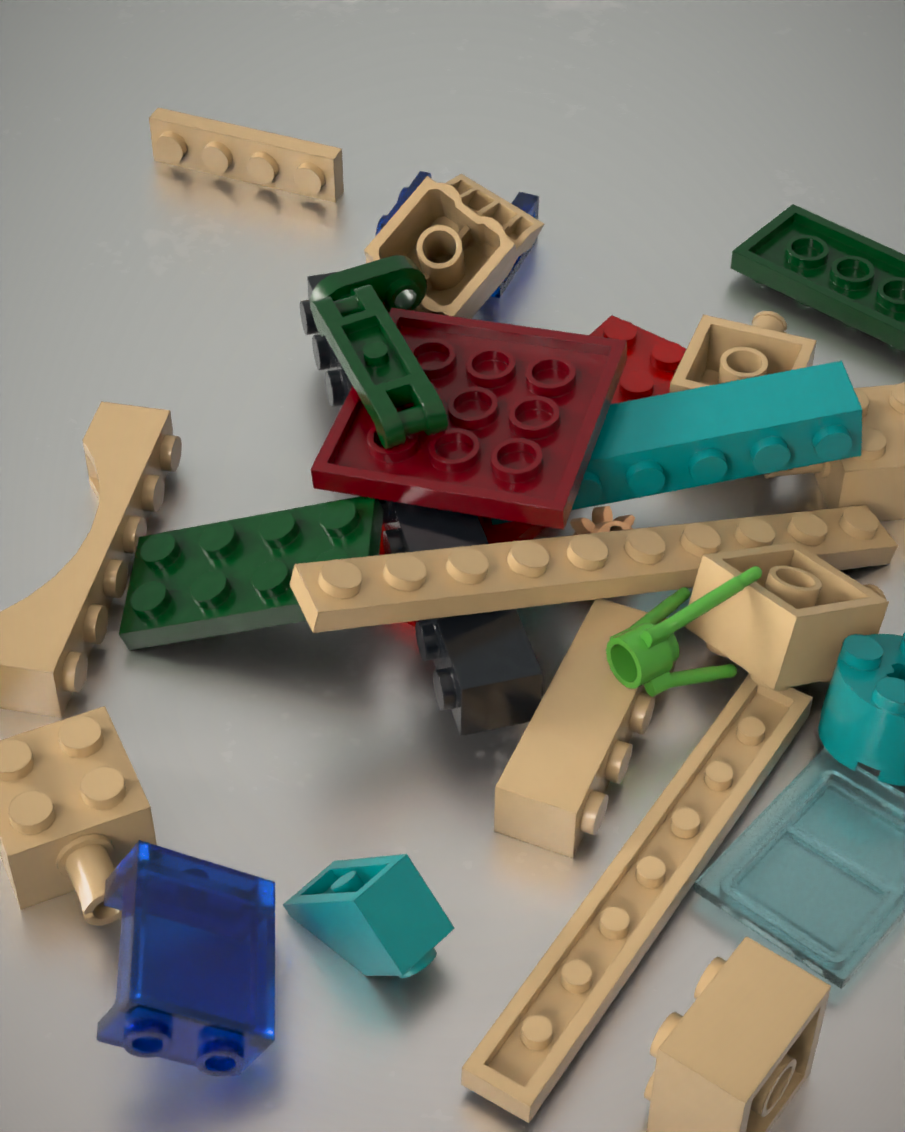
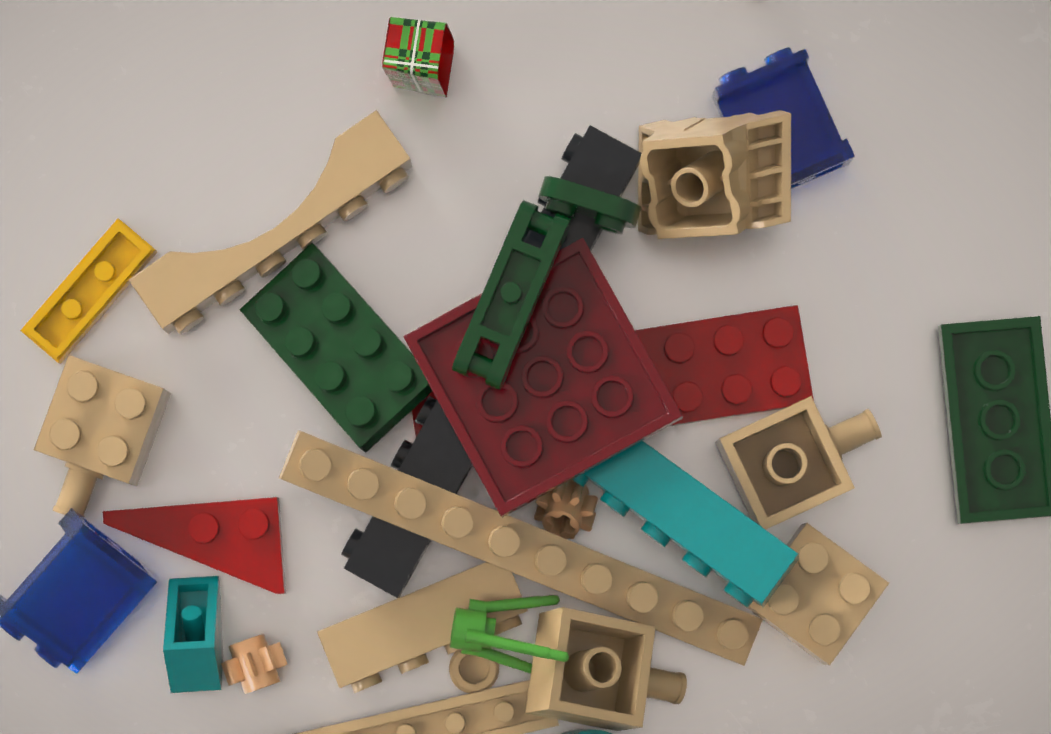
camera: 45 degrees right, 40 degrees up
(102, 347) = (418, 55): none -> piece
(308, 817) = (227, 535): none -> red wing
(465, 879) = (254, 663): none -> light nougat gear
(674, 733) = (472, 672): none -> tan tile

